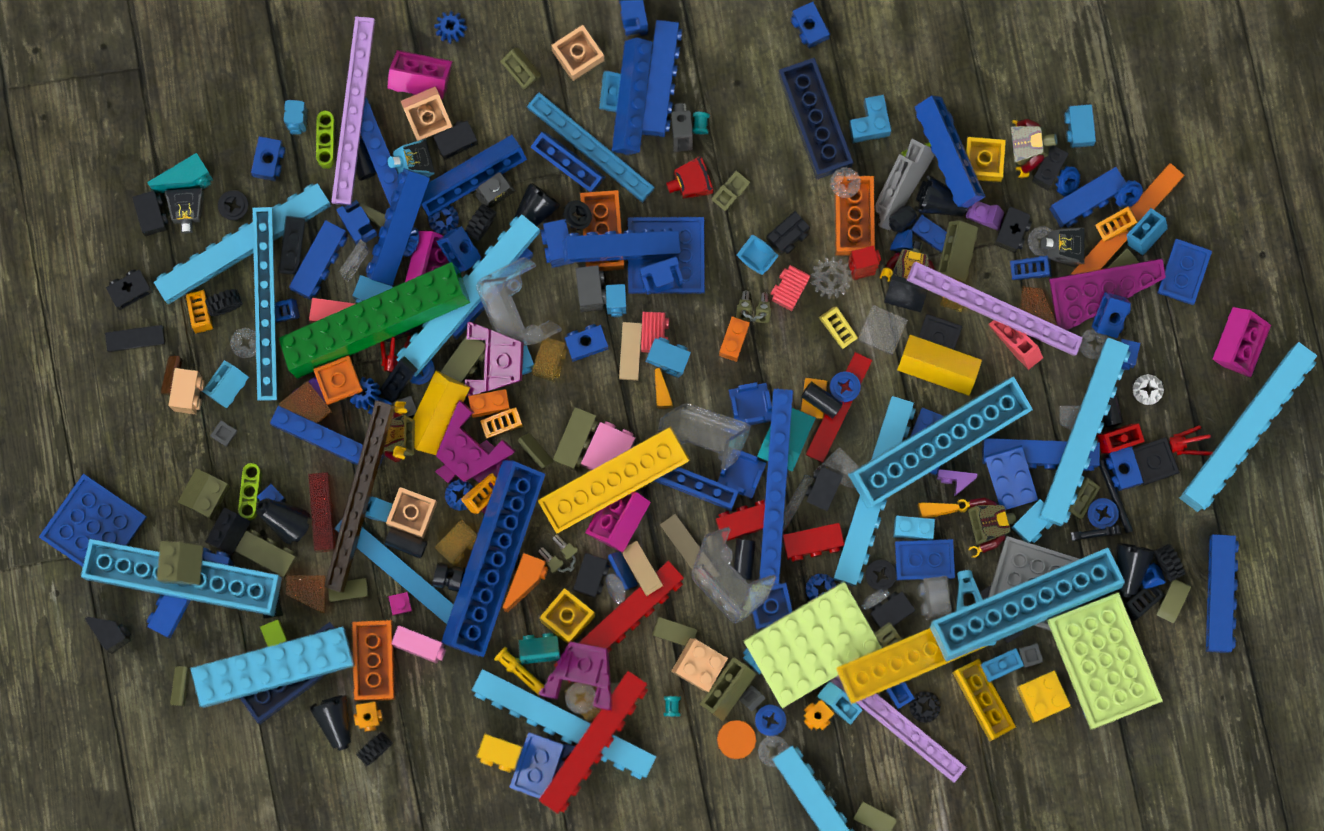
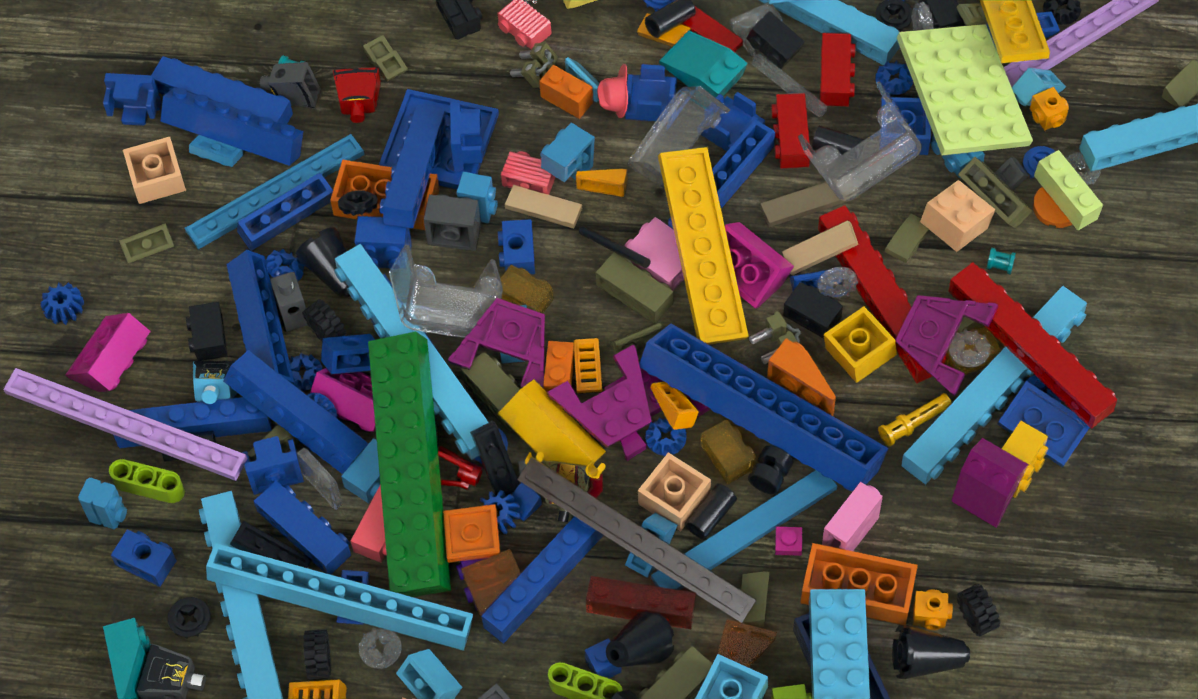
camera: 70 degrees left, 20 degrees down
(426, 113) = (162, 349): light nougat brick -> none
(472, 735) = (988, 481): none -> magenta slope
(523, 168) = (275, 260): none -> blue gear
(539, 649) = (894, 381): teal slope -> none
(601, 414) = (614, 246): none -> black bar
(740, 374) = (614, 93): none -> coral piece
(742, 744) = (1068, 190): none -> yellowish green brick
(753, 351) = (577, 70): none -> medium azure slope
(757, 255) = (475, 44): dark azure piece -> none
(776, 483) = (763, 74): blue brick -> none

